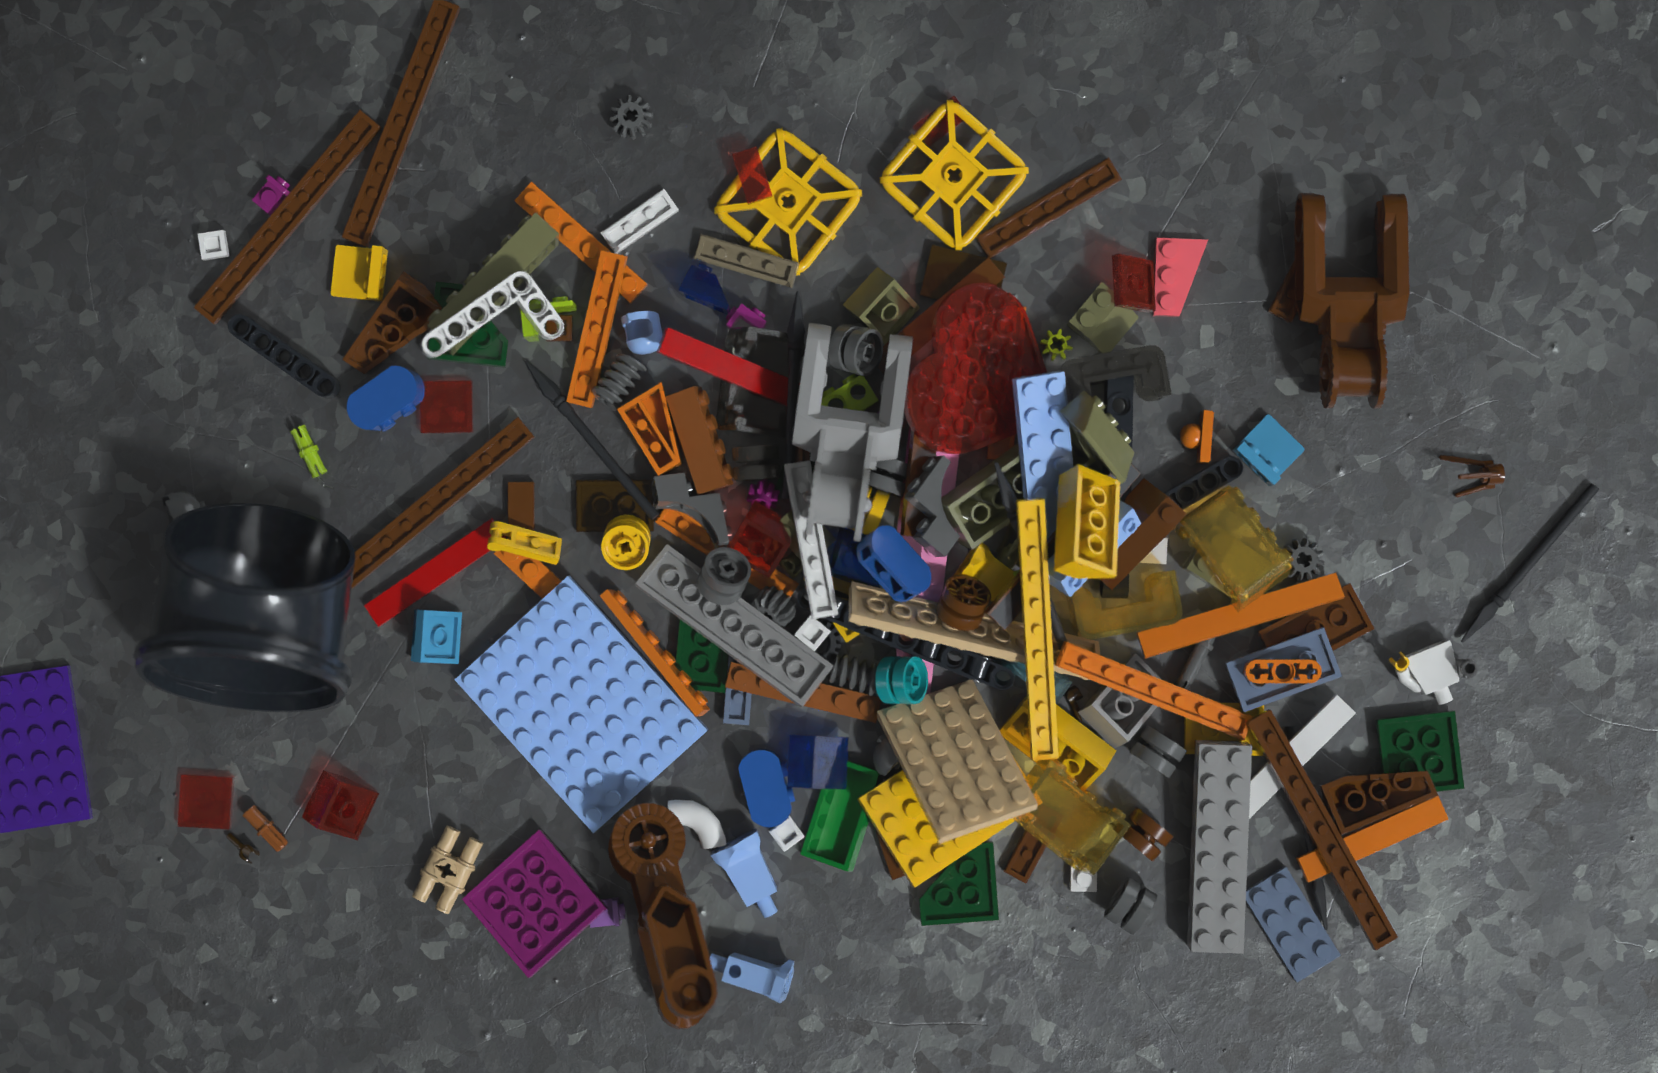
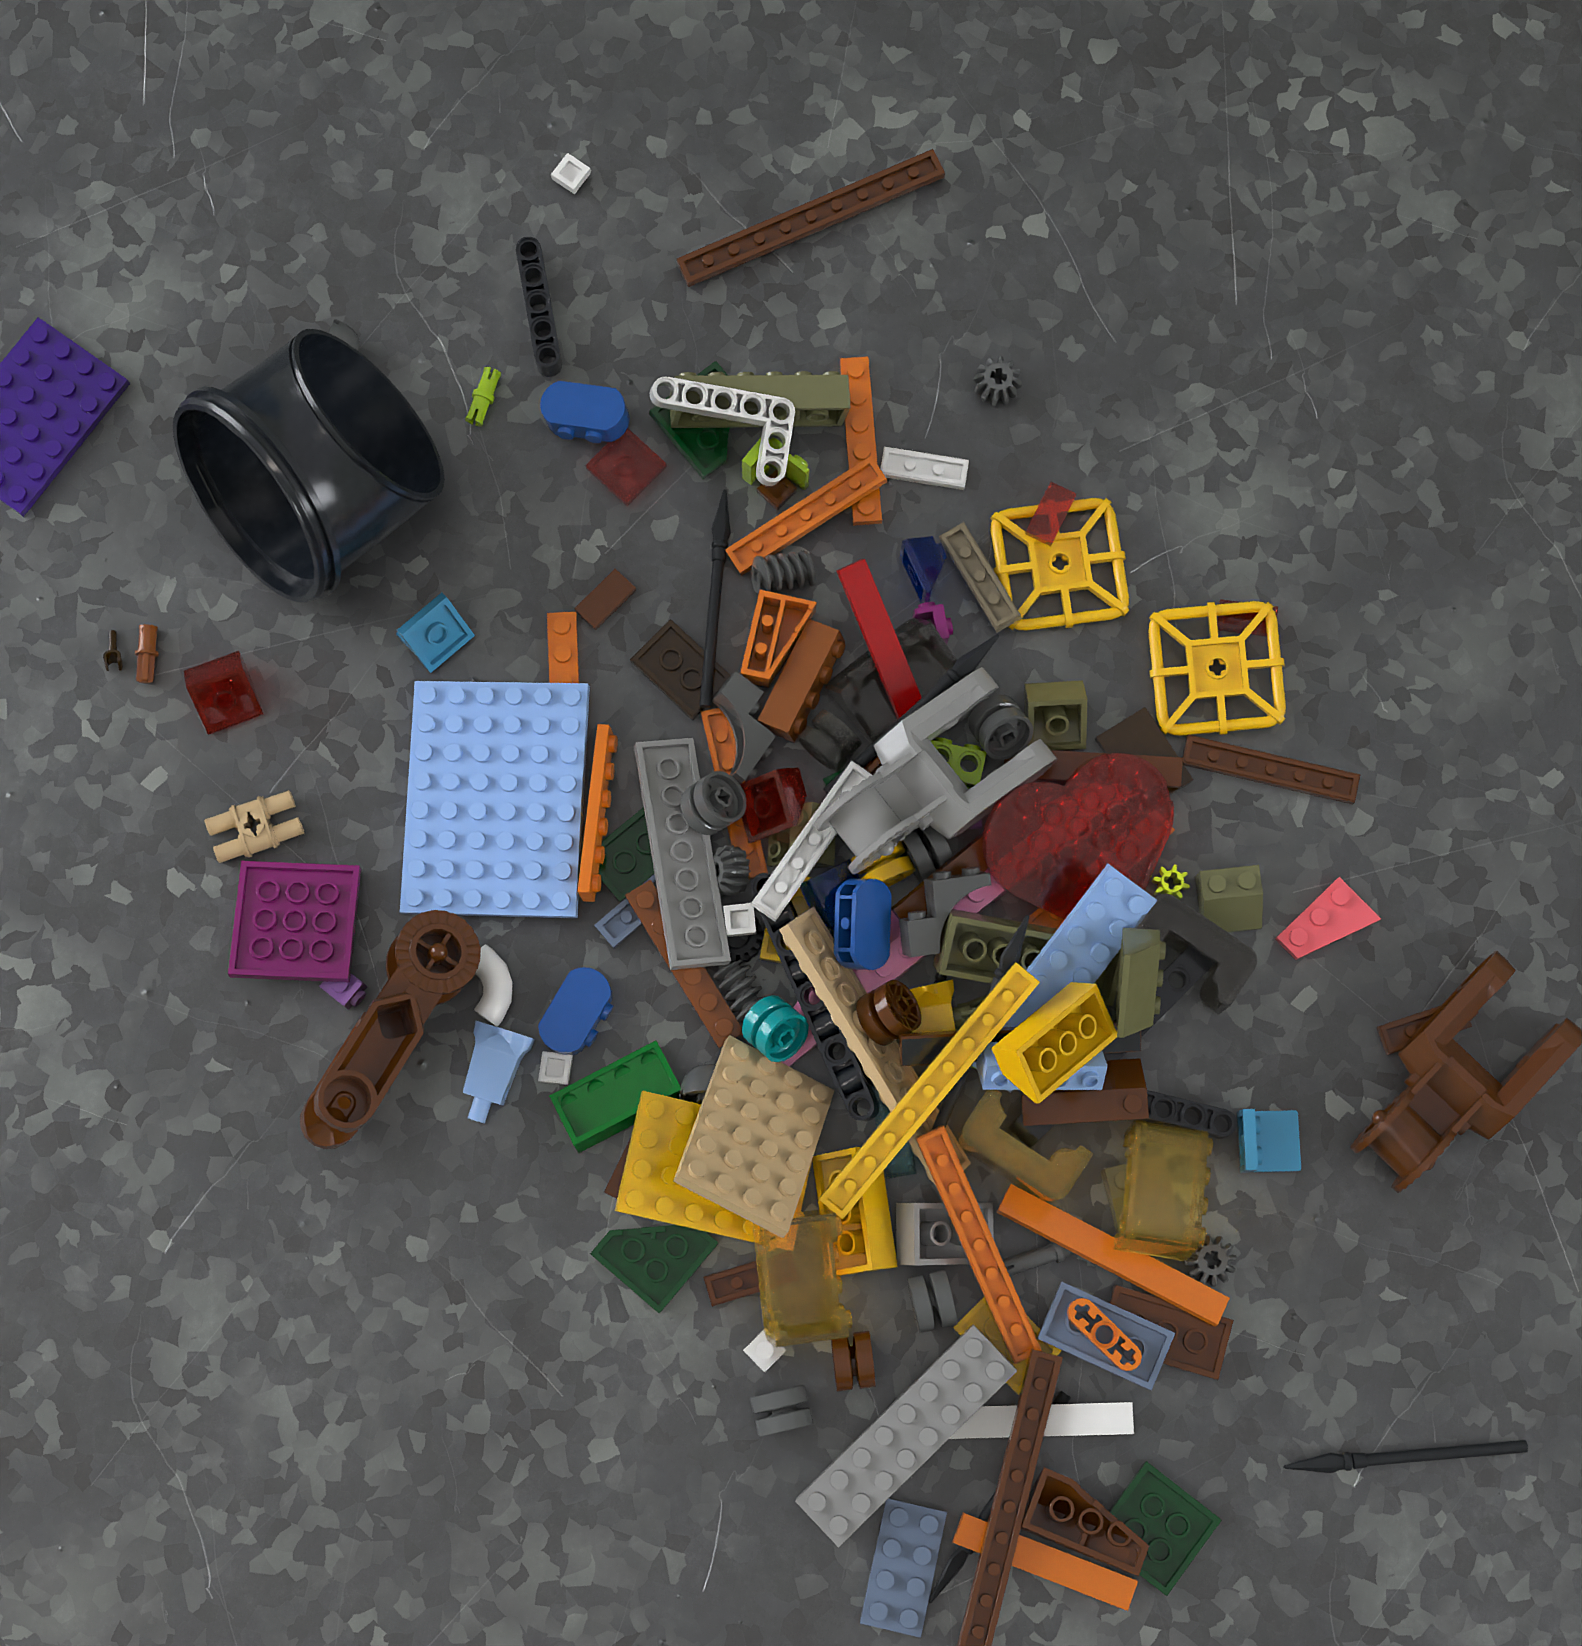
camera: 40 degrees right, 10 degrees down
(206, 801) = (123, 588): clear red tile -> none
(272, 194) = (655, 180): magenta bracket -> none
(287, 217) = (649, 206): reddish brown plate -> none
(359, 272) = (663, 299): yellow bracket -> none
(394, 323) = (646, 358): reddish brown wedge -> none
(430, 575) = (486, 584): red tile -> none
(440, 499) = (541, 529): reddish brown plate -> none
(524, 542) = (580, 625): yellow plate -> none
(630, 554) = (650, 693): yellow wheel -> none
(644, 334) = (838, 553): light blue helmet -> none
(755, 974) = (420, 1173): light blue piece -> none
(763, 493) = (812, 772): magenta gear -> none
(817, 762) = (639, 1031): clear blue slope -> none
(1073, 694) = (905, 1186): dark brown hand -> none
(1133, 283) = (1284, 892): clear red tile -> none
(1158, 554) = (1090, 1134): white tile -> none
(1199, 436) = (1217, 1070): orange tile -> none
(1433, 670) = (1235, 1465): white torso -> none
(1489, 474) = (1442, 1343): reddish brown plant -> none

